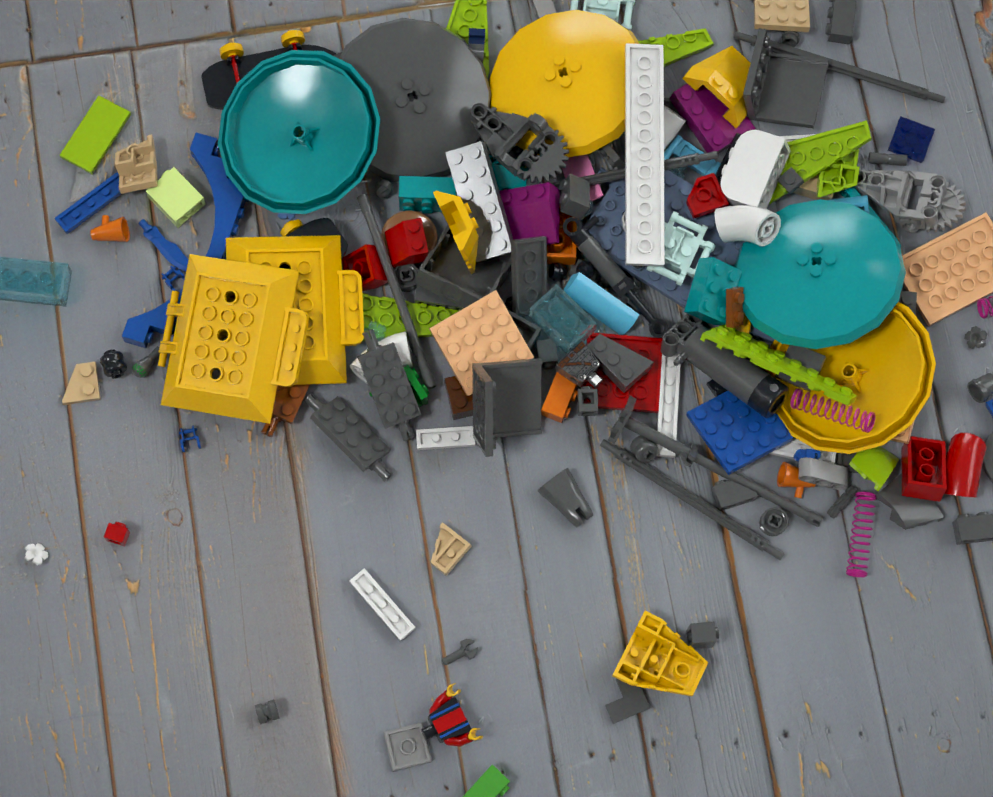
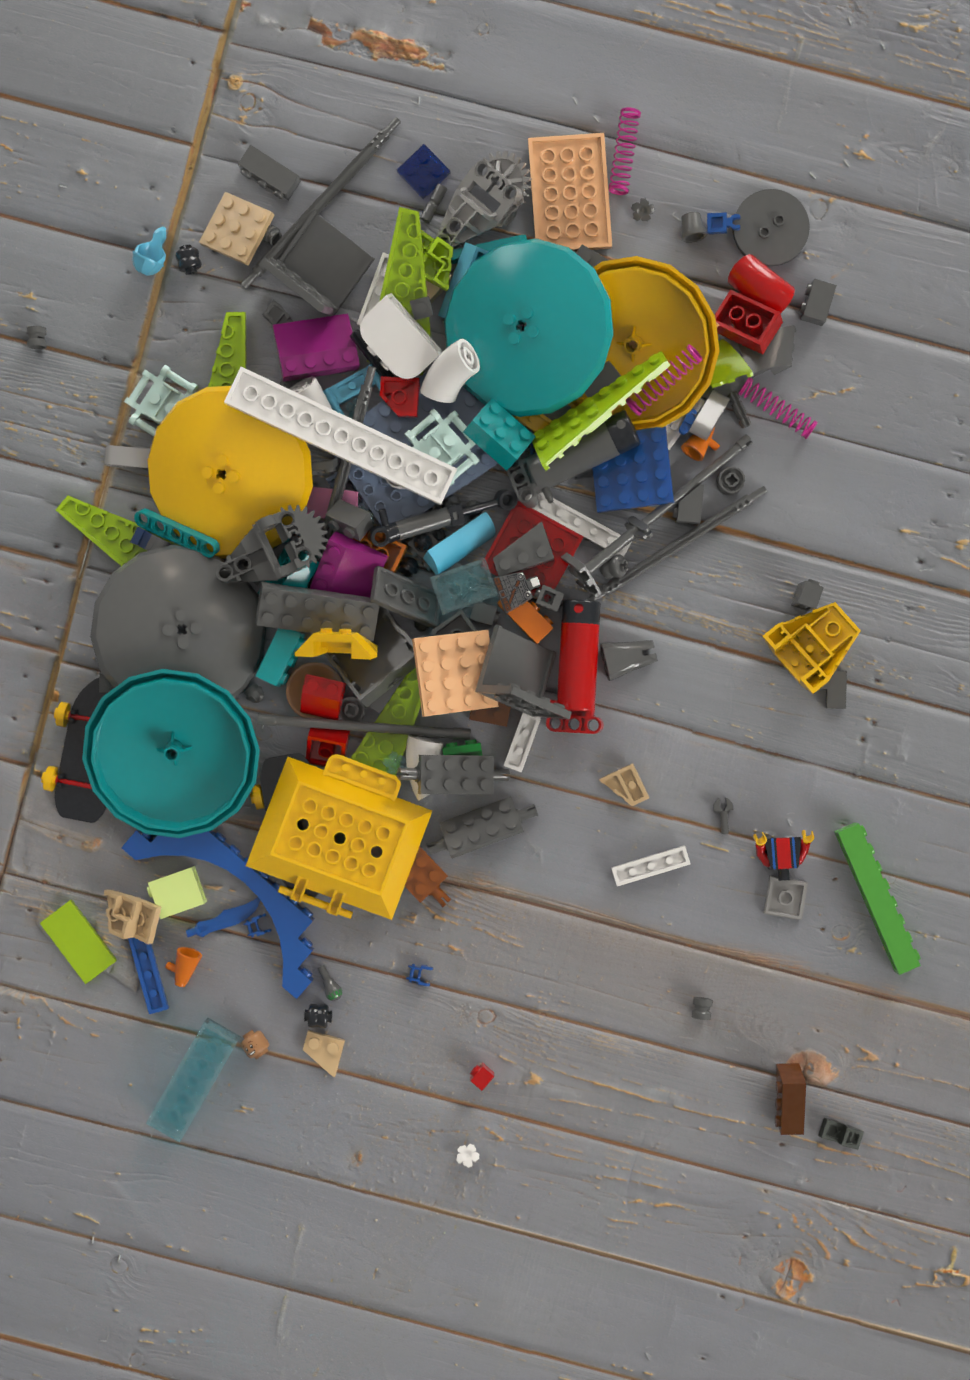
camera: 65 degrees left, 15 degrees up
(64, 319) = (255, 1044): none -> medium nougat head
(261, 344) = (356, 873): yellow container -> none
(499, 68) = (168, 533): none -> teal beam
(535, 455) = (578, 665): none -> red piece
(726, 78) = (289, 320): yellow wedge -> none
(734, 307) = (525, 422): dark orange plate -> none

